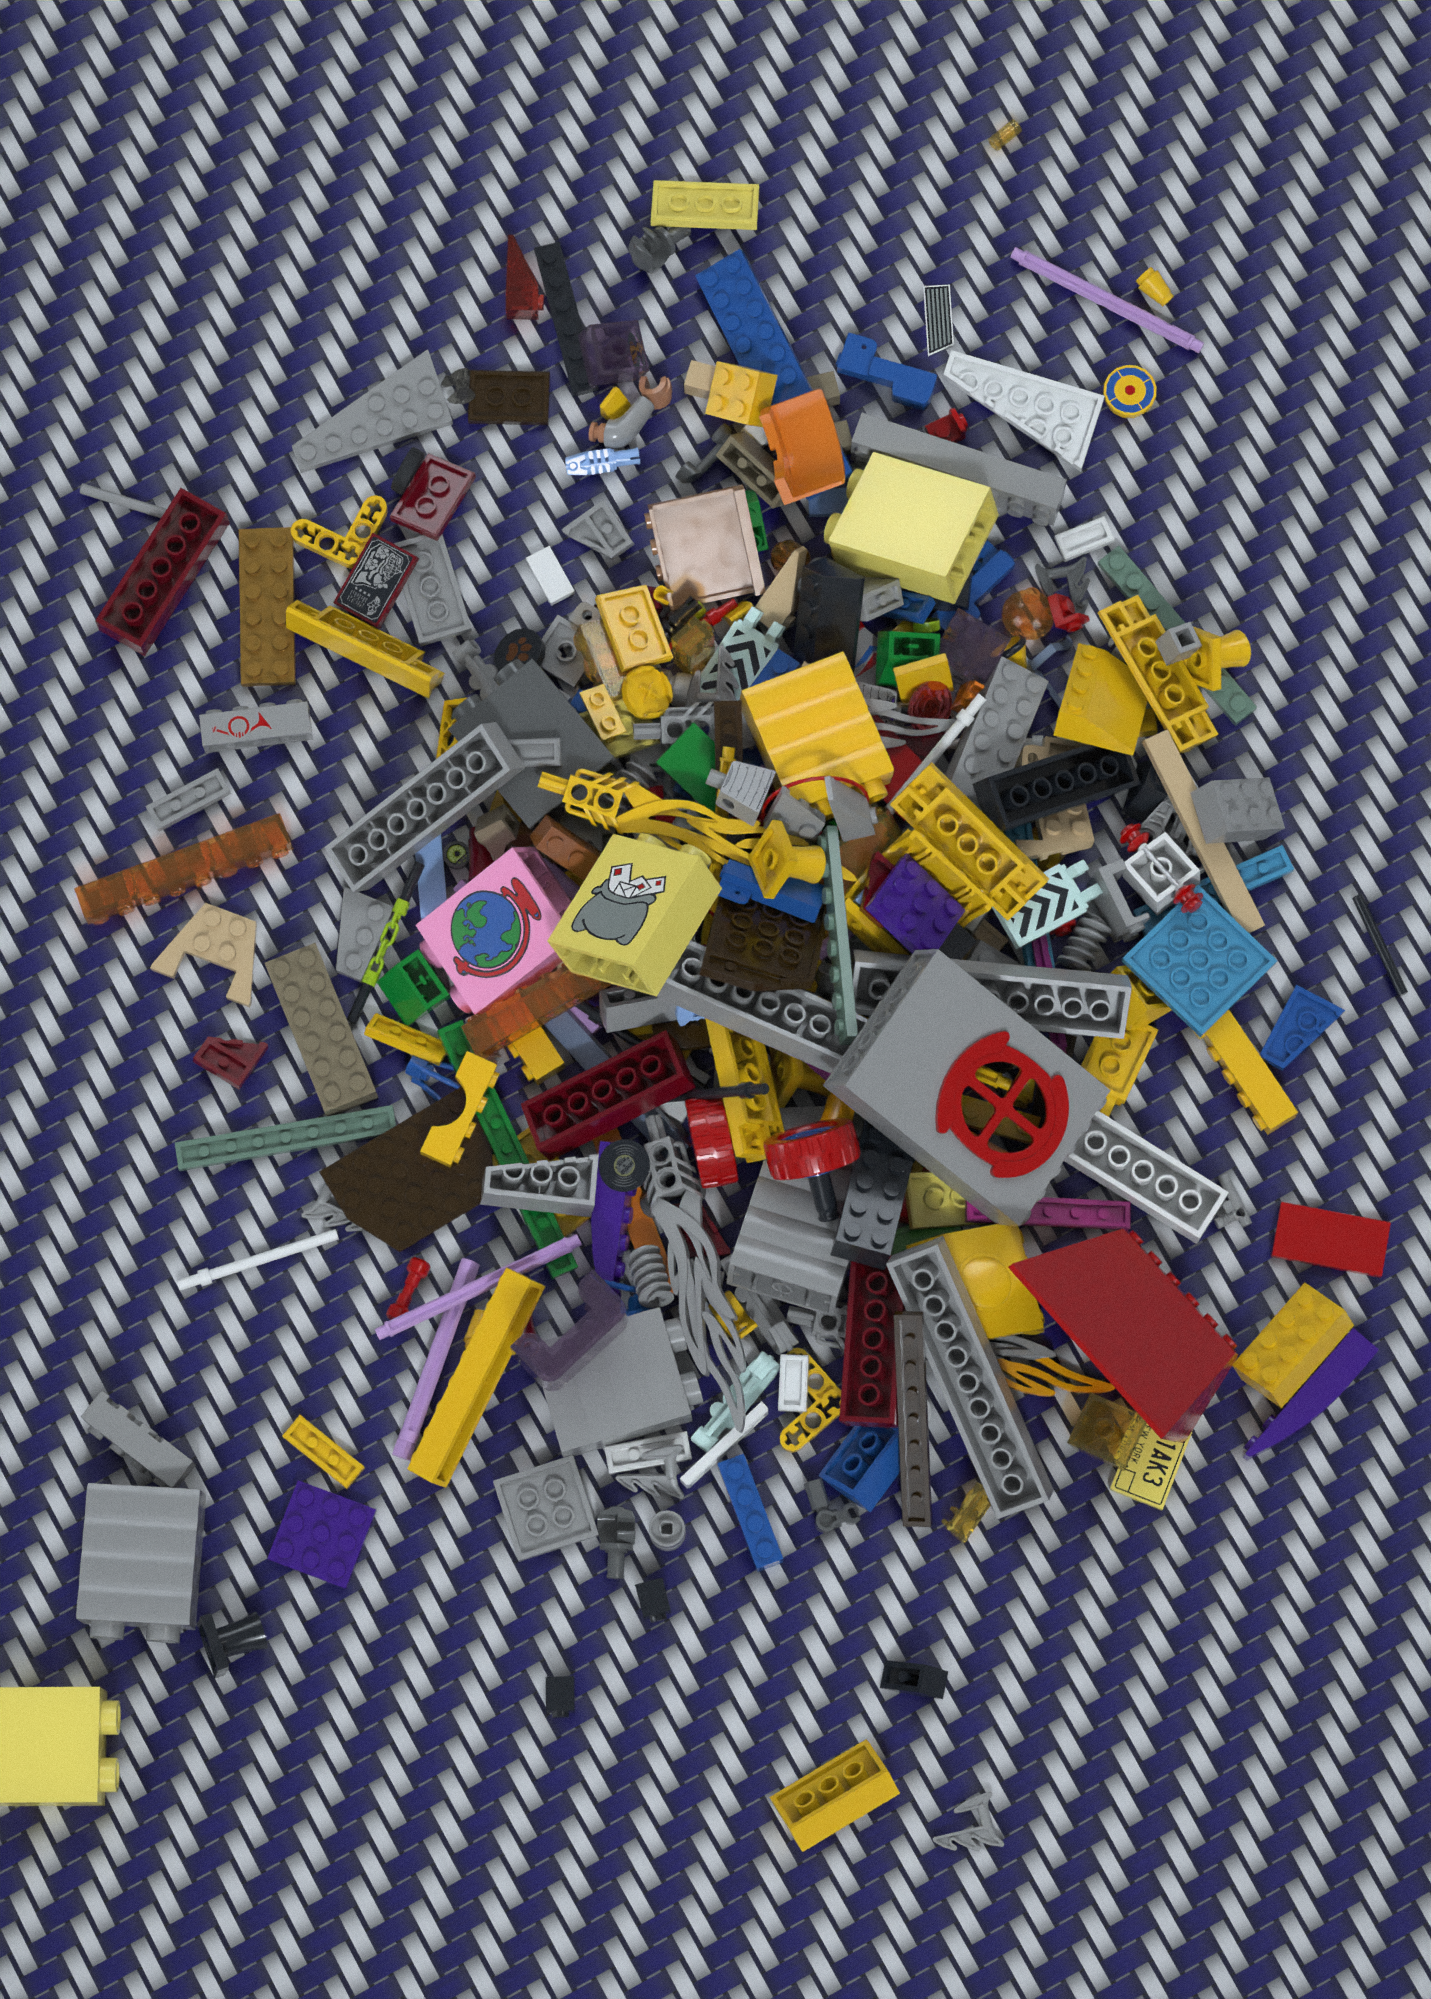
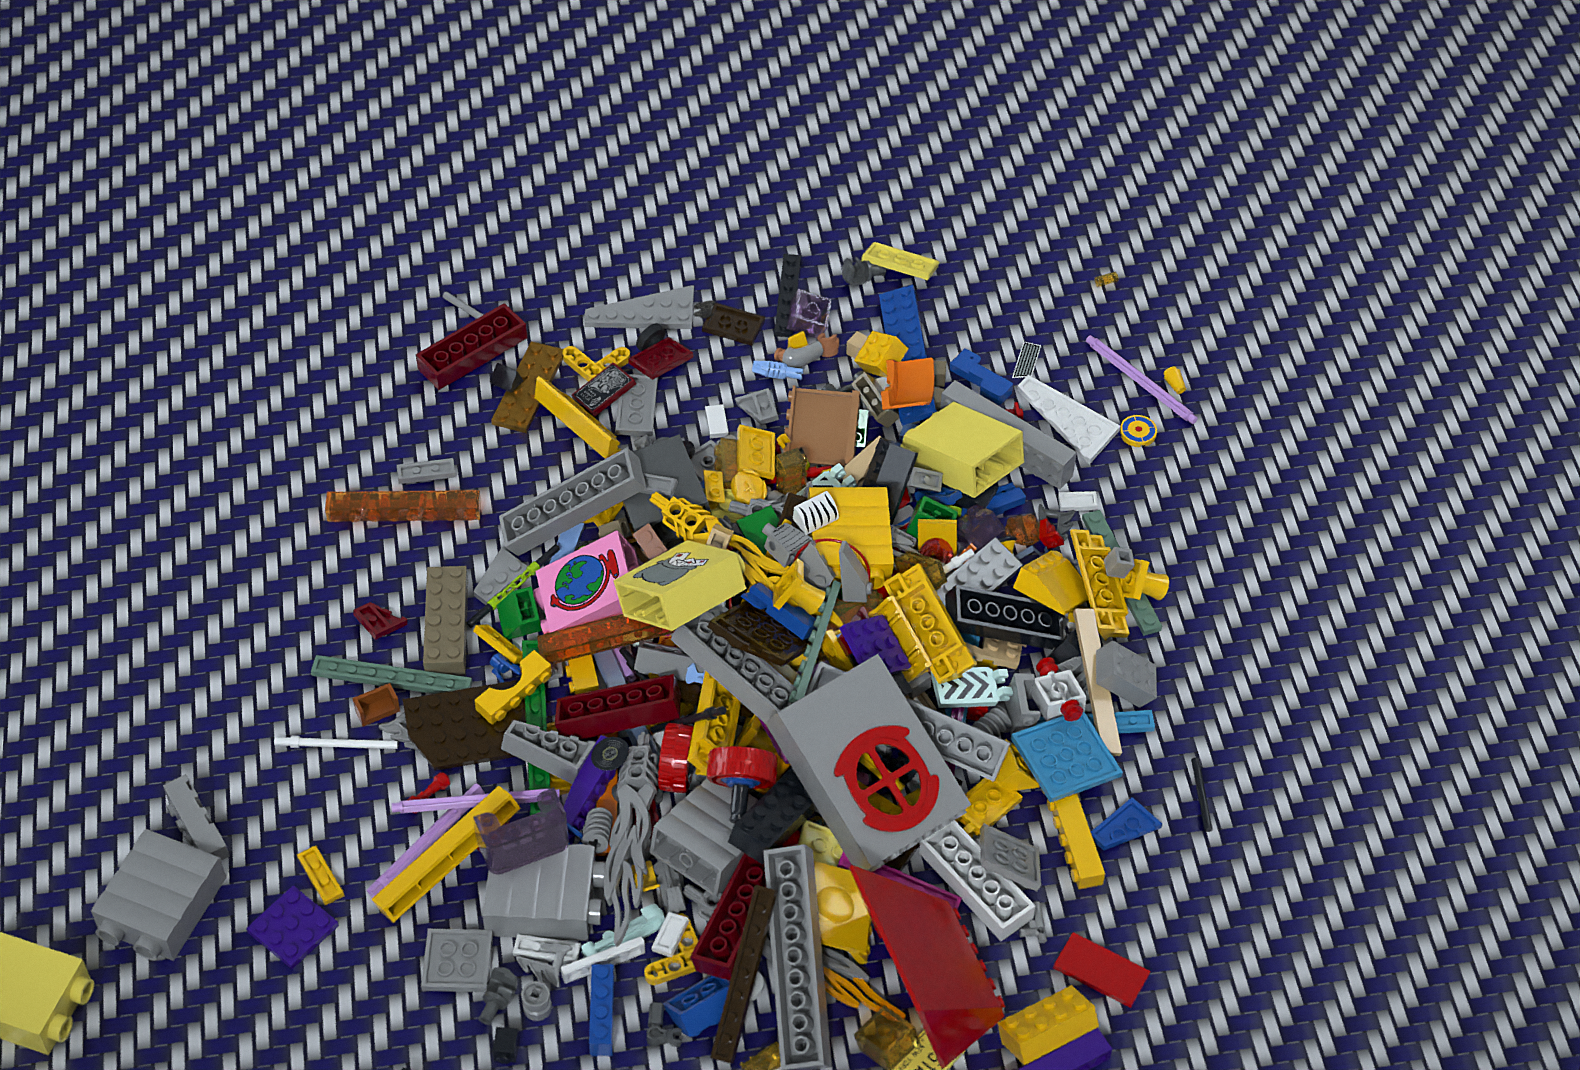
camera: 15 degrees right, 25 degrees down
(219, 939) = (405, 552): tan wing -> none
(229, 1640) = (191, 968): black plant -> none
(233, 611) = (505, 378): none -> black slope
(255, 726) = (489, 444): light grey brick -> none
(286, 1188) = (376, 704): none -> dark orange panel
(521, 287) = (765, 272): clear red slope -> none
(657, 821) = (719, 537): none -> tan brick
(769, 735) = (815, 513): none -> white brick
(919, 750) = (931, 566): none -> clear yellow brick
(1175, 1134) = (1010, 857): none -> light grey plate

